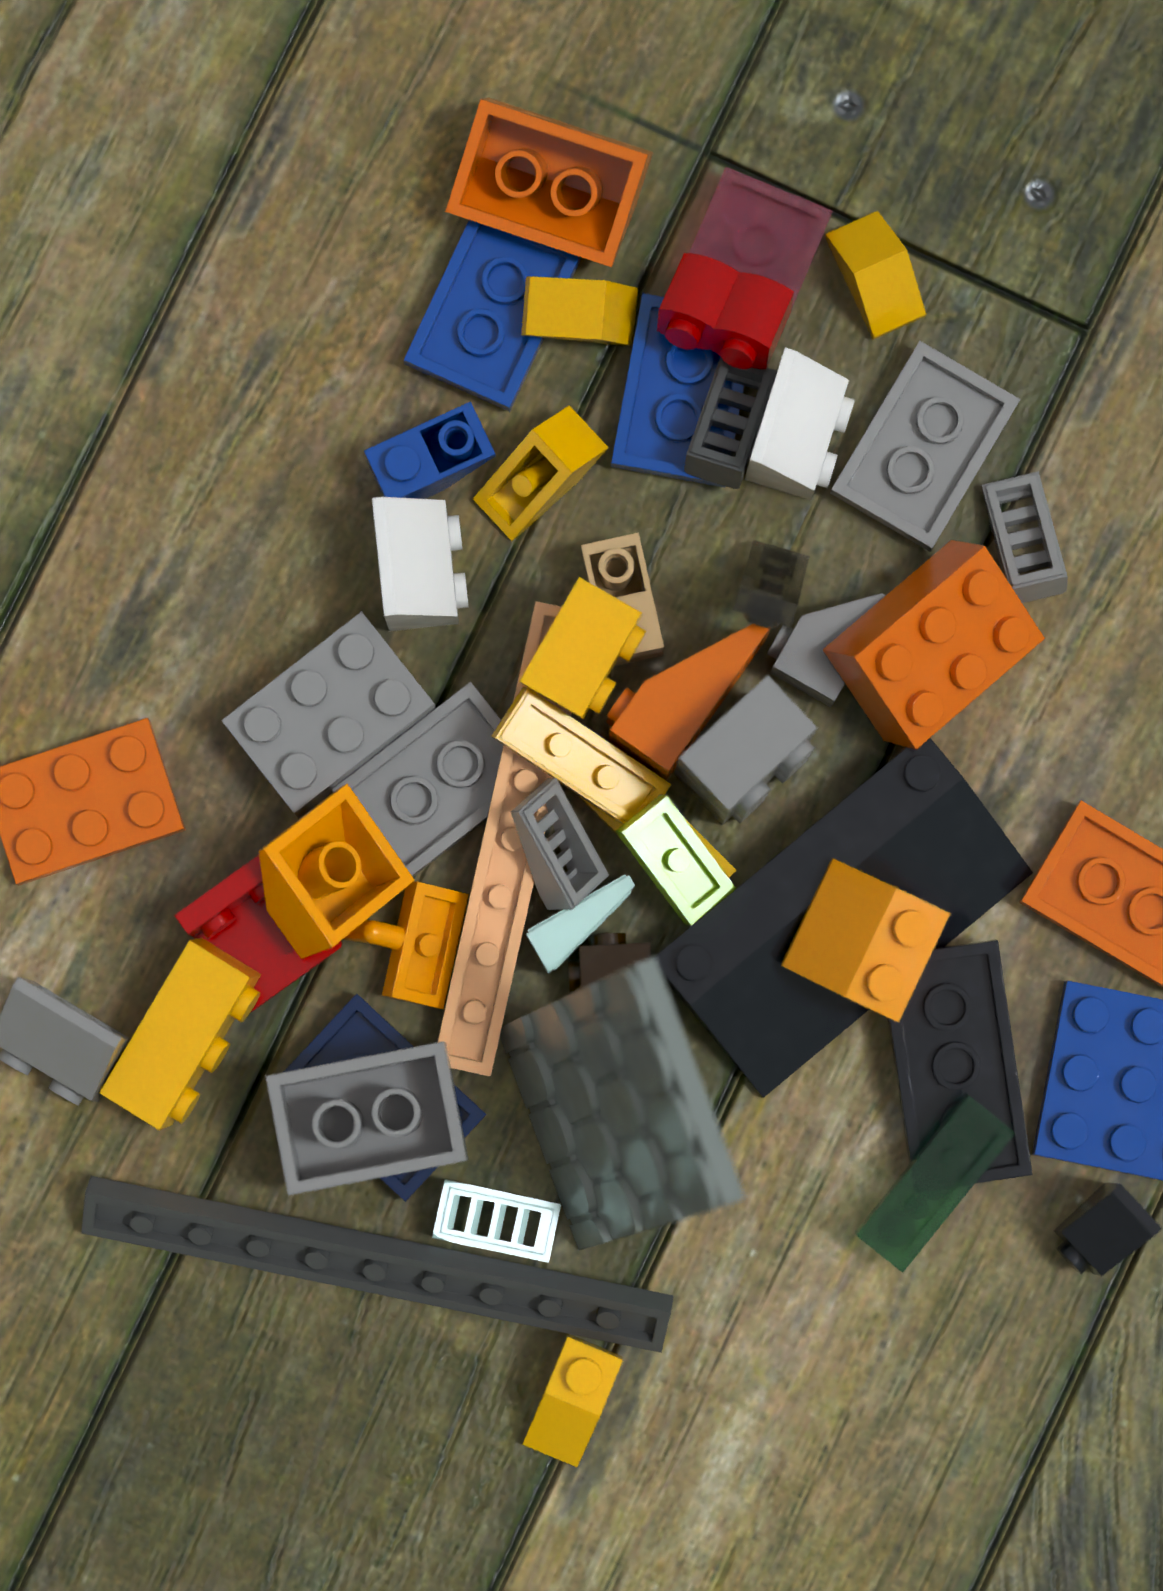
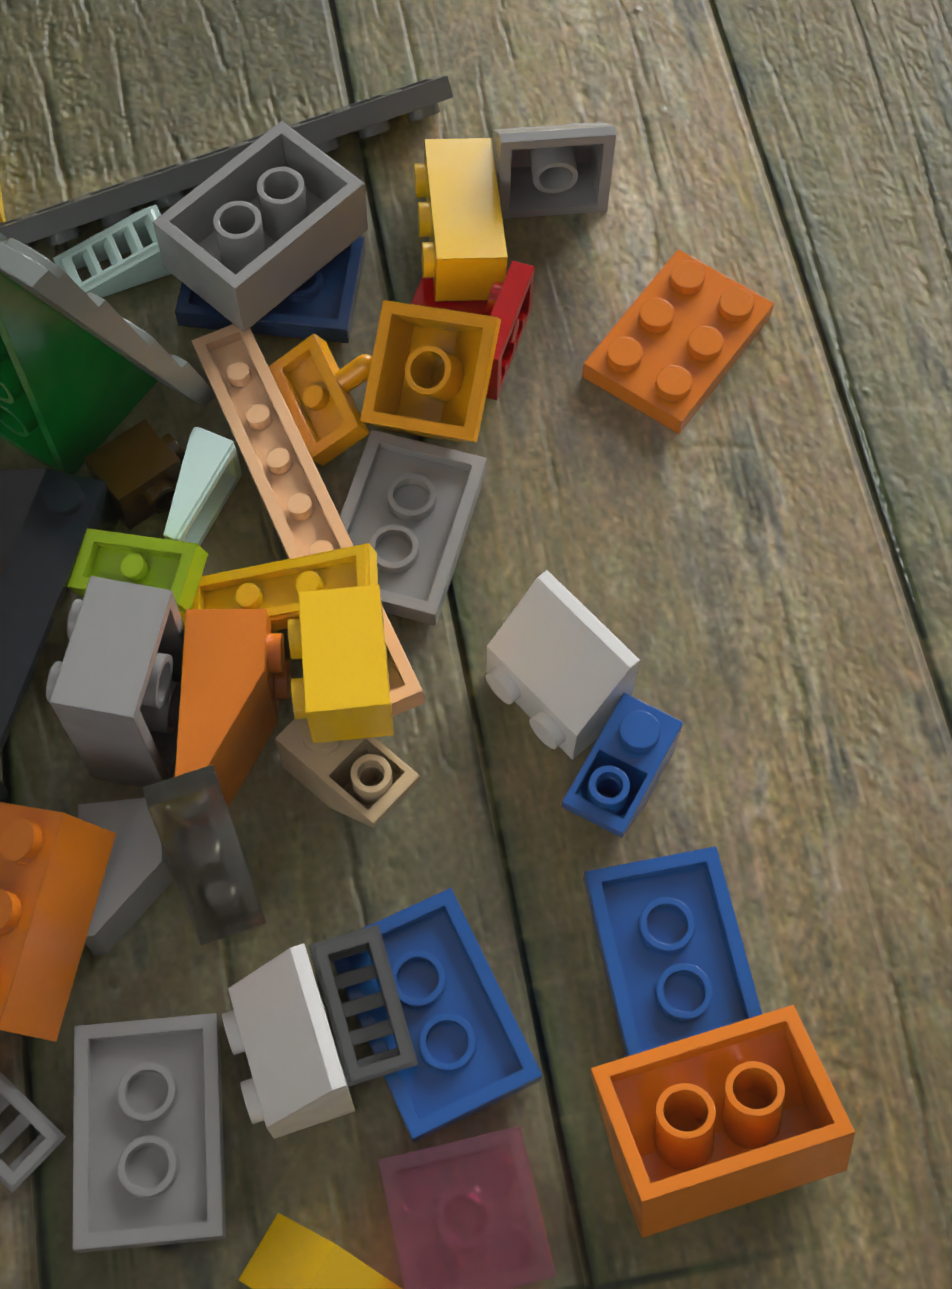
camera: 145 degrees right, 20 degrees down
(329, 714) = (532, 504): light grey brick -> none
(540, 472) = (509, 840): yellow slope -> none
(579, 310) = (586, 1008): yellow slope -> none
(584, 866) = (222, 509): light grey slope -> none
(724, 311) = (442, 1099): red brick -> none

